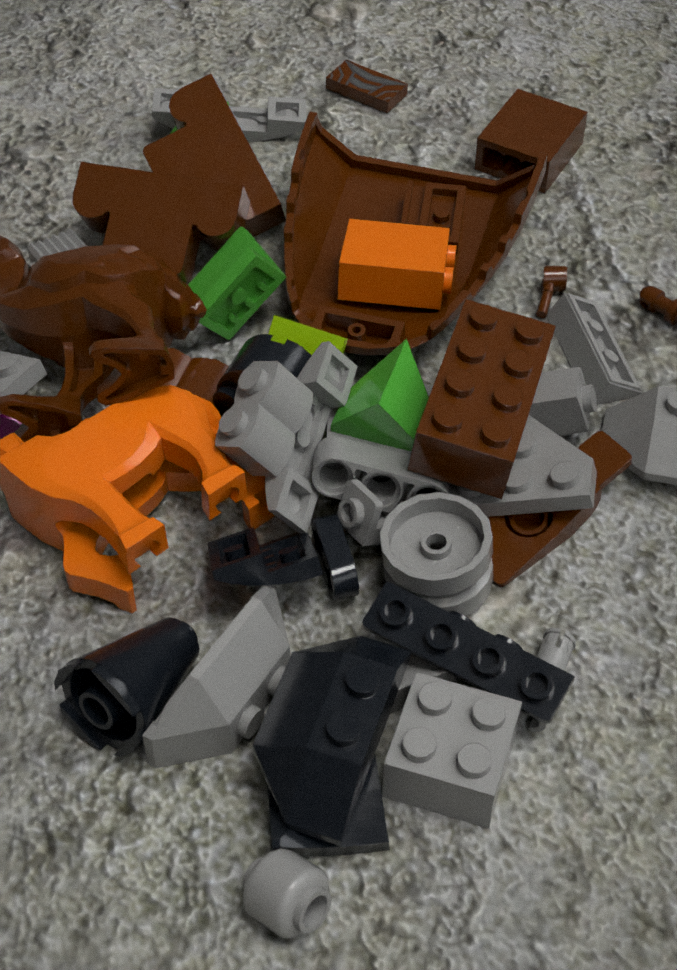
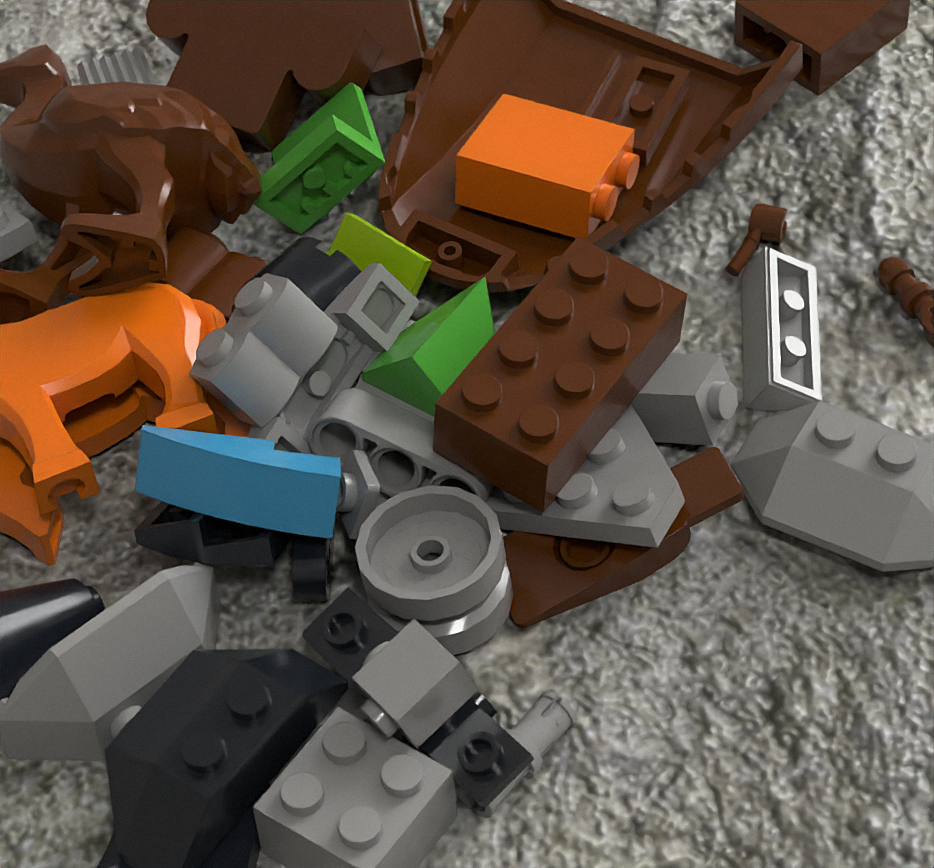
camera: 20 degrees right, 0 degrees up
(280, 517) = (240, 480): none -> dark azure slope
(476, 642) = (412, 685): none -> light grey brick

